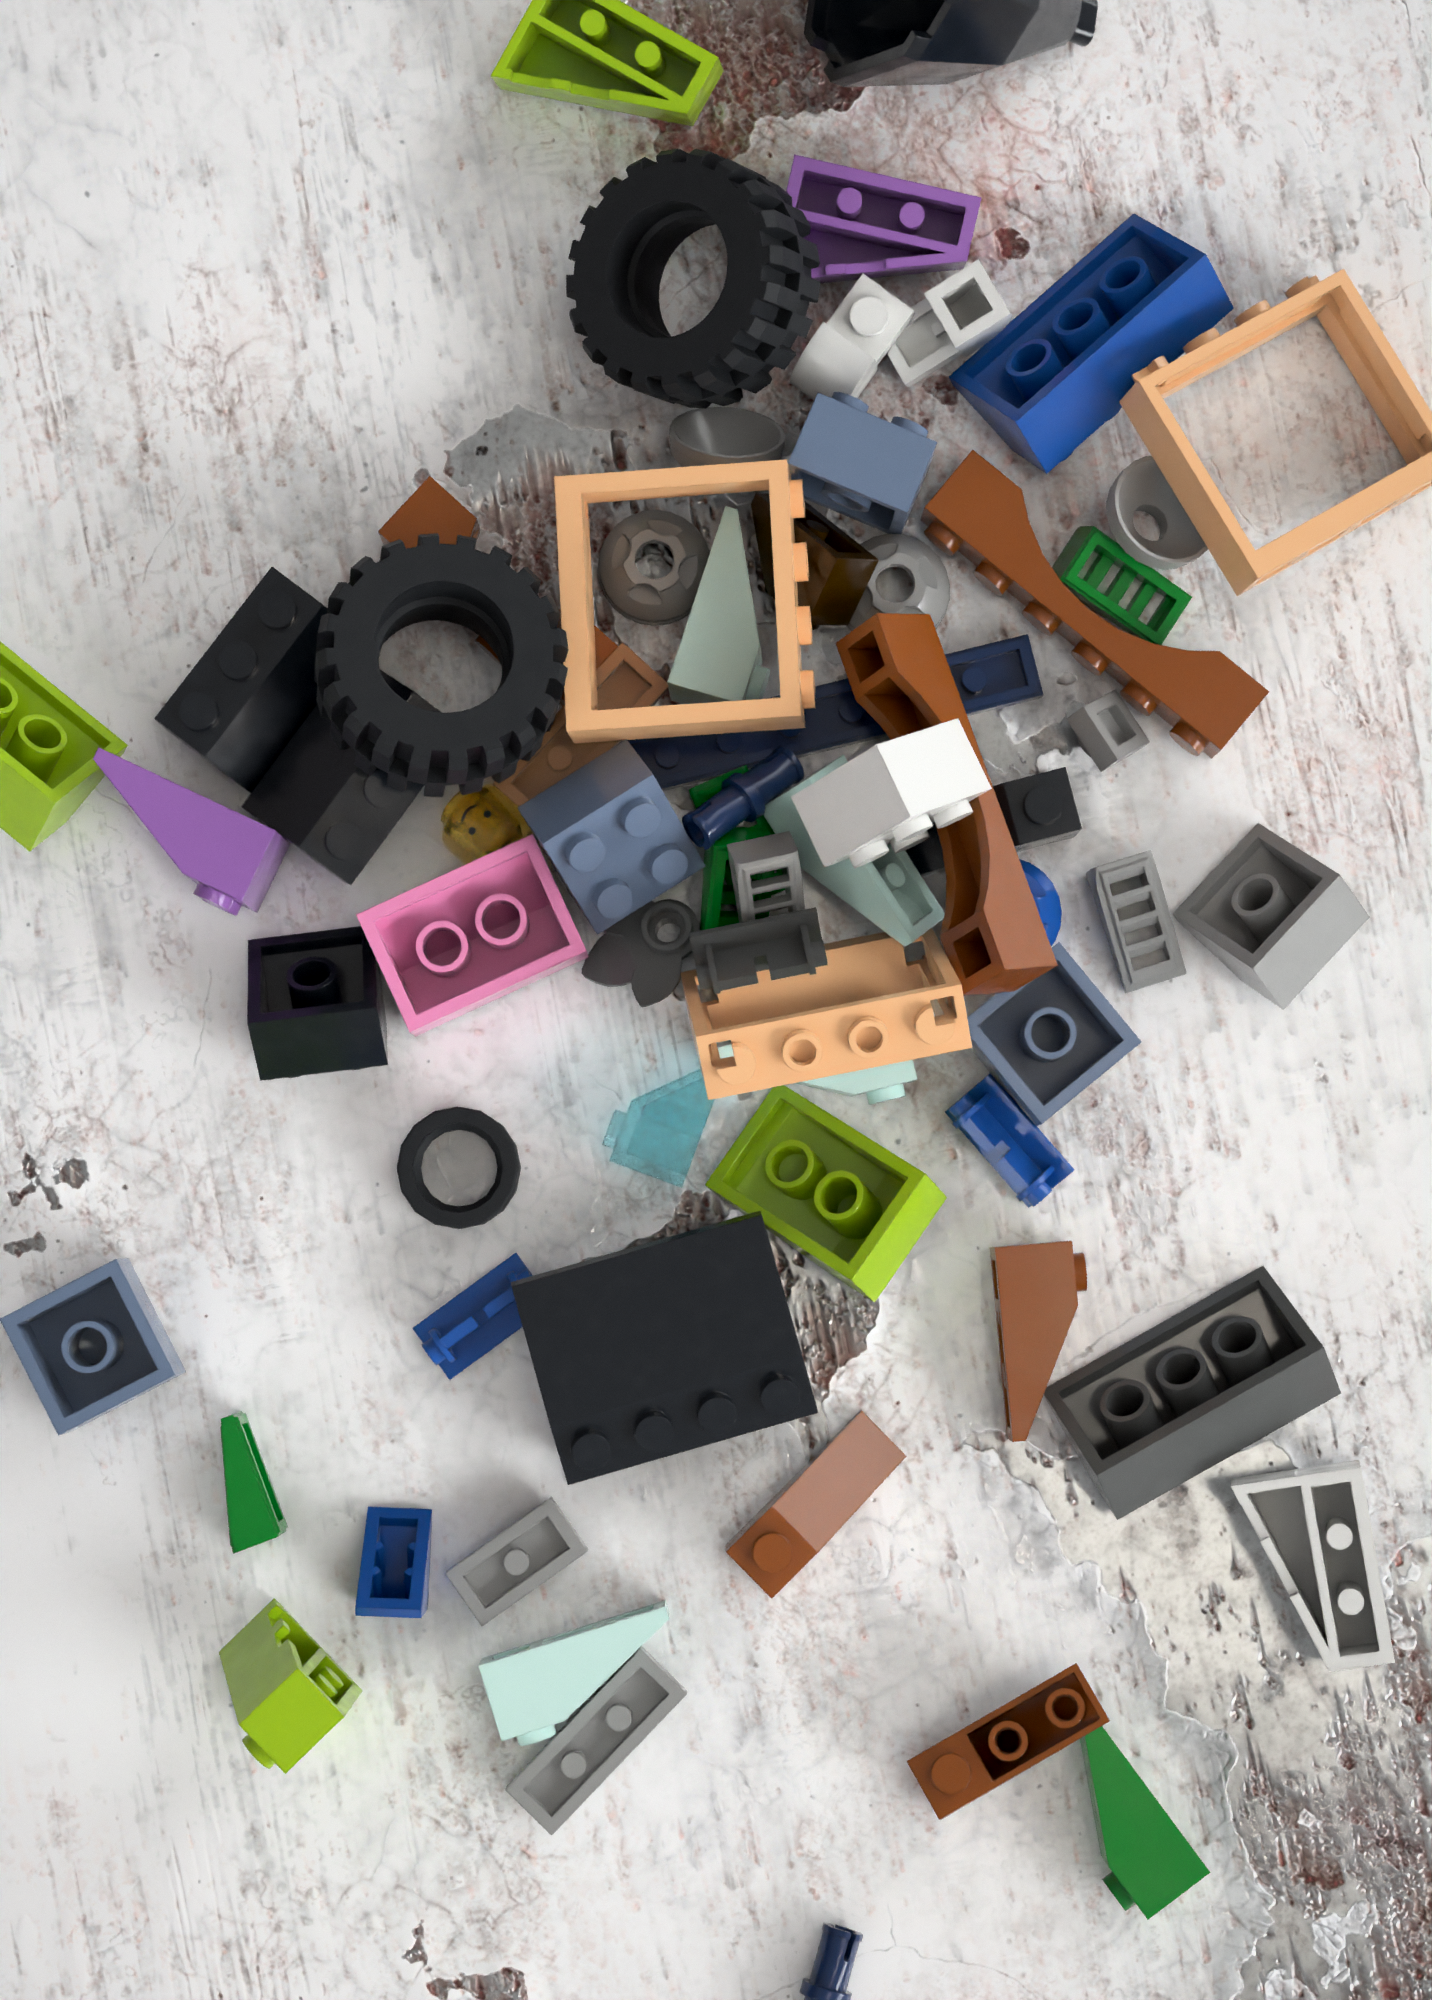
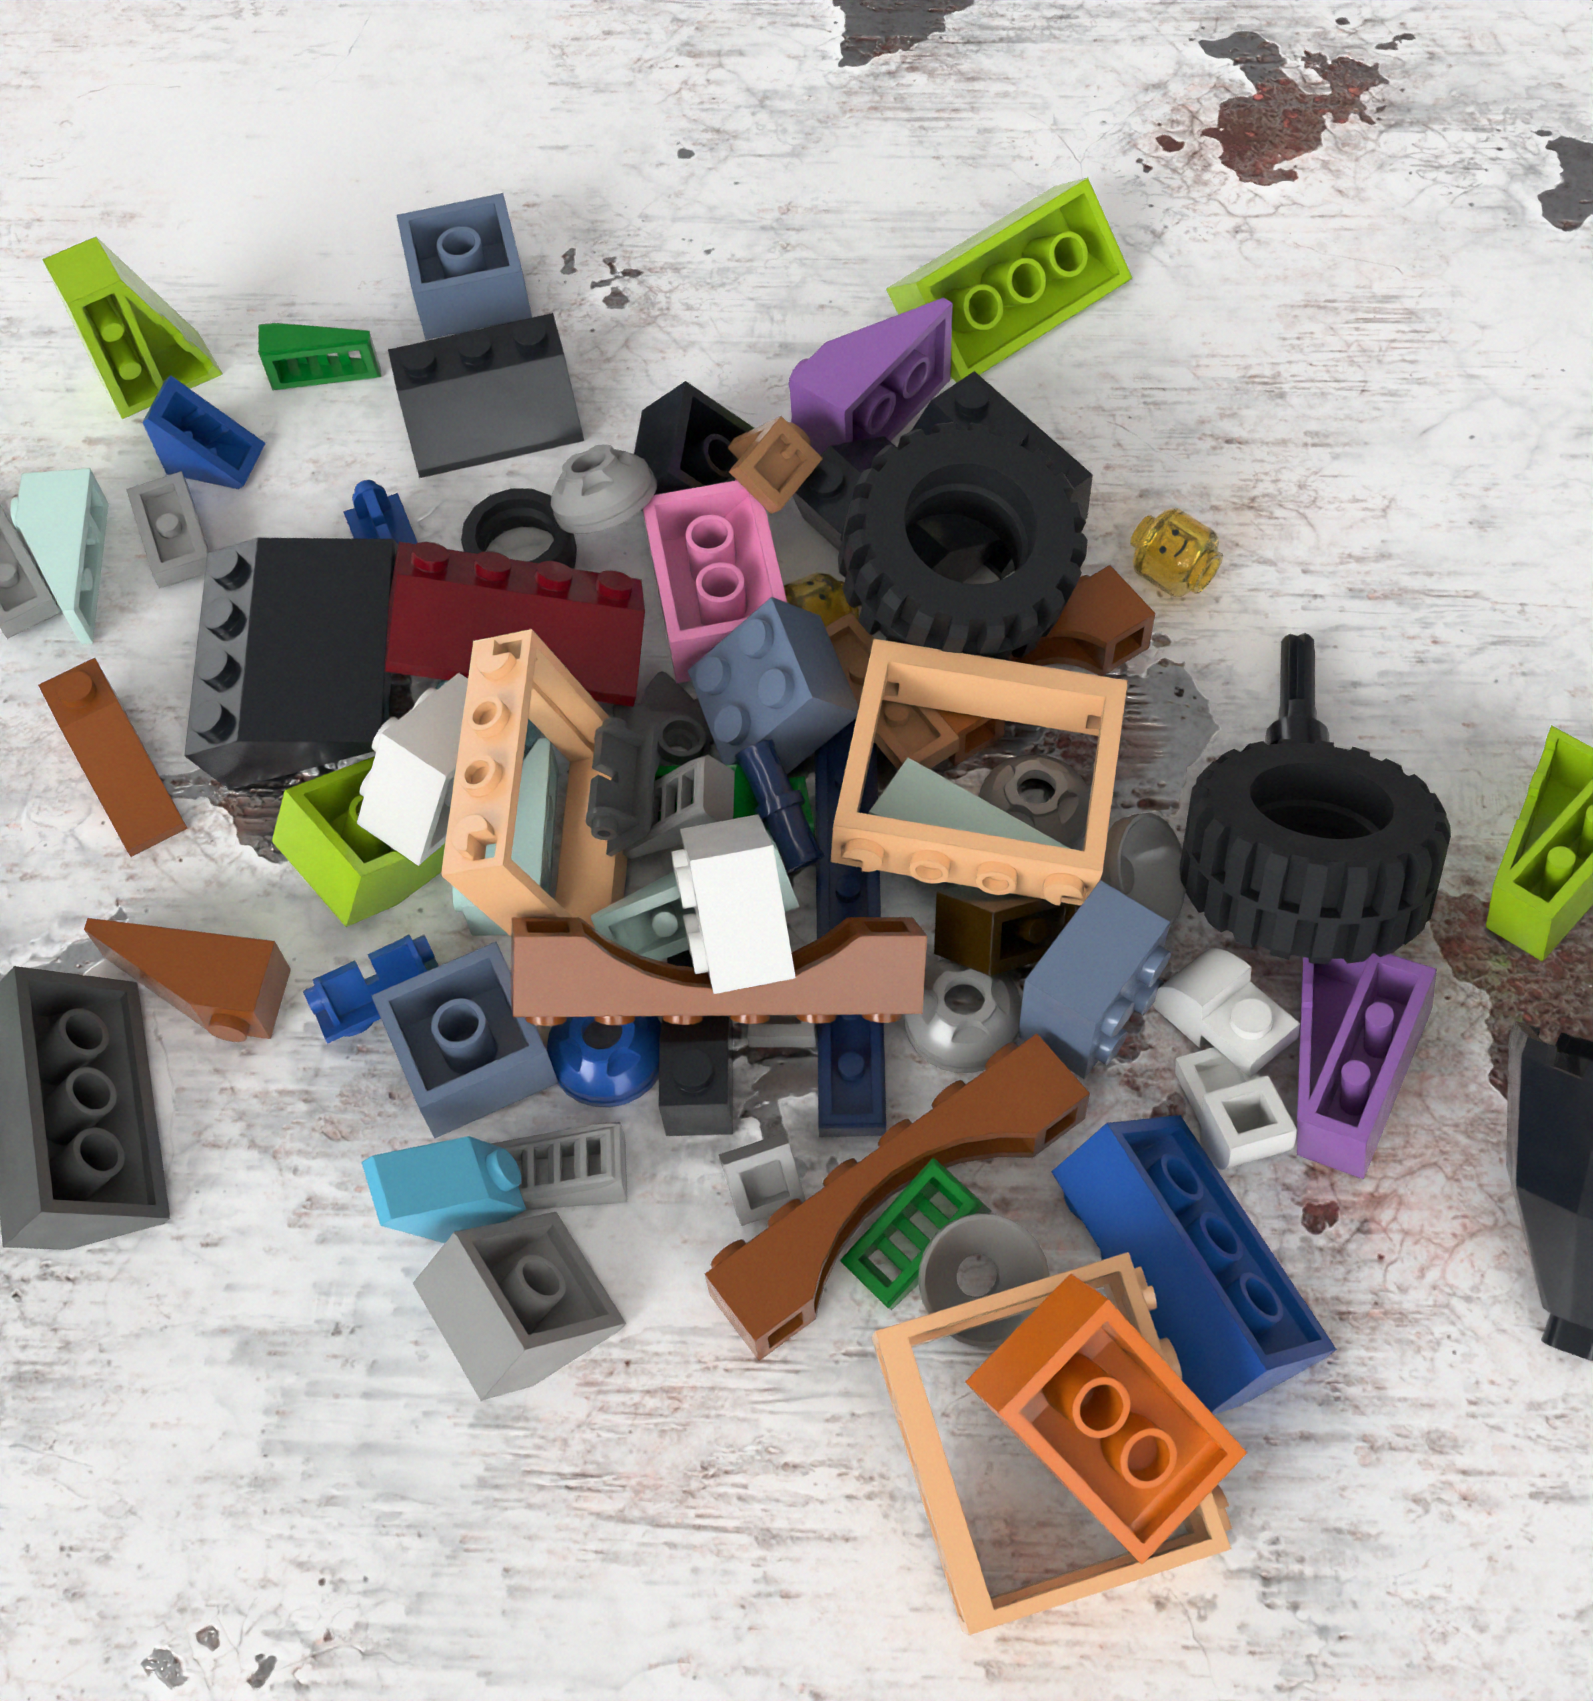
camera: 115 degrees right, 25 degrees down
(268, 1264) = (485, 395): none -> black slope
(331, 472) = (1176, 552): none -> clear yellow head
(347, 888) = (773, 462): none -> medium nougat bracket
(428, 1060) = (601, 489): none -> light grey piece
(536, 320) = (1297, 694): none -> black piece
(602, 1116) = (456, 597): none -> dark red slope
(800, 1138) = (415, 772): none -> white brick
(1200, 999) = (444, 1187): none -> medium azure slope
(1282, 379) = (1107, 1416): none -> orange slope

